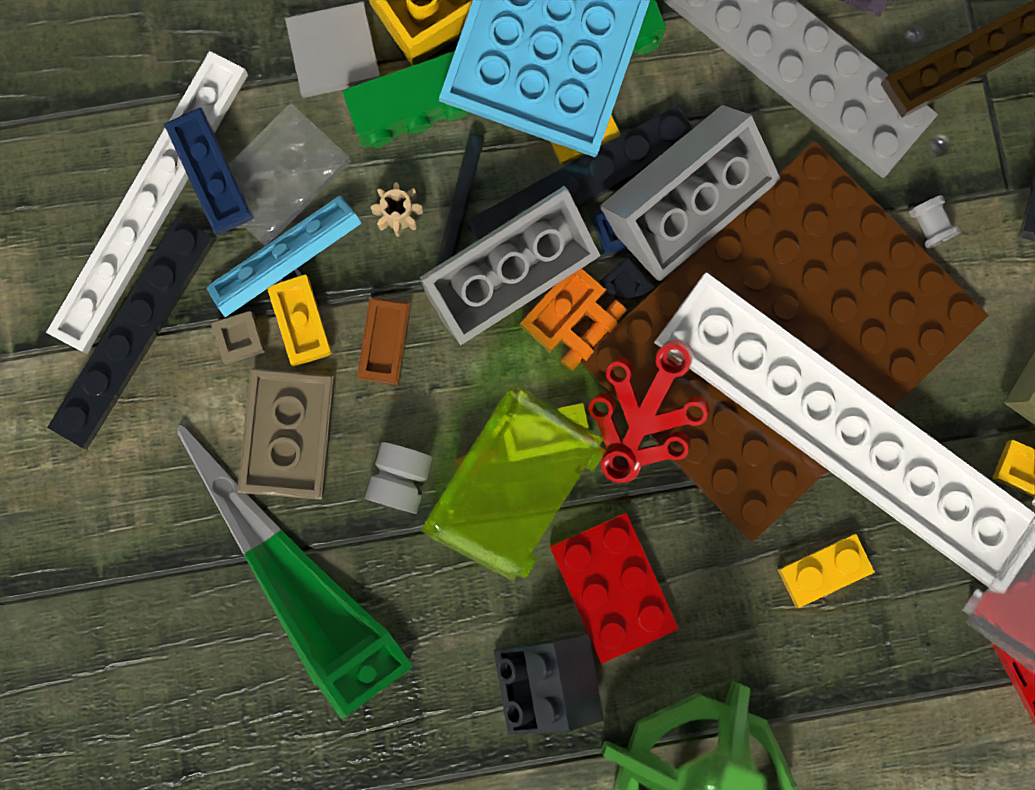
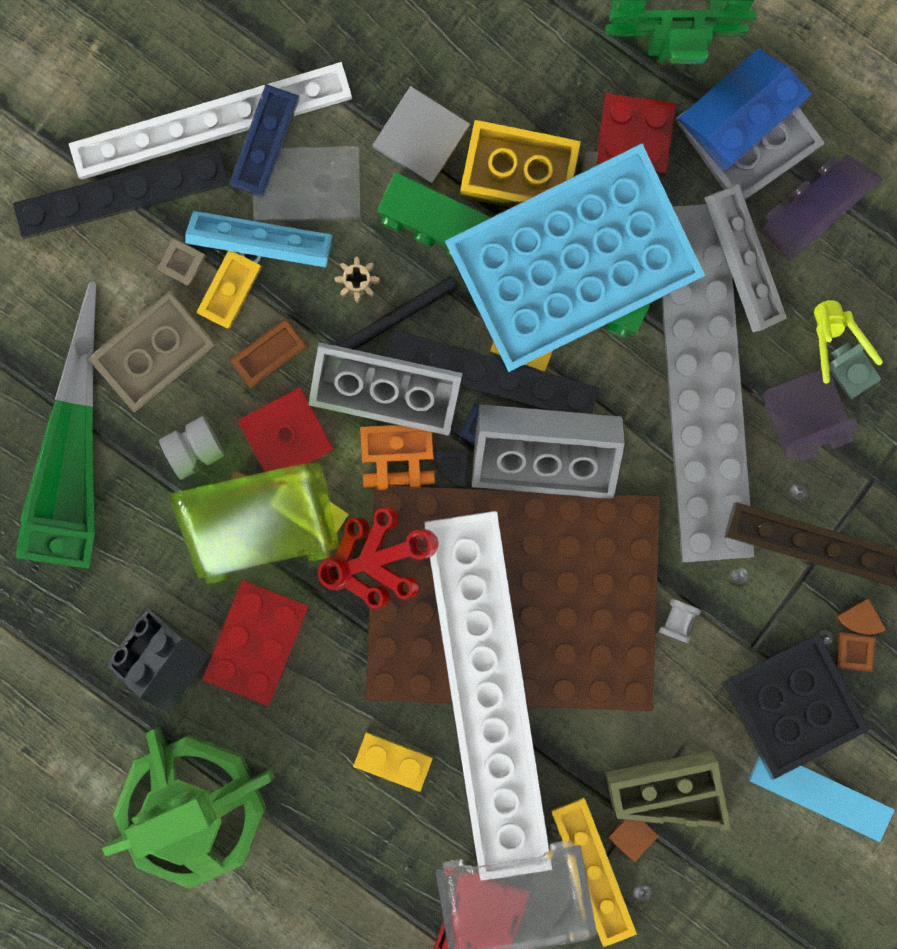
camera: 40 degrees right, 5 degrees up
(463, 390) = (285, 433): none -> red plate

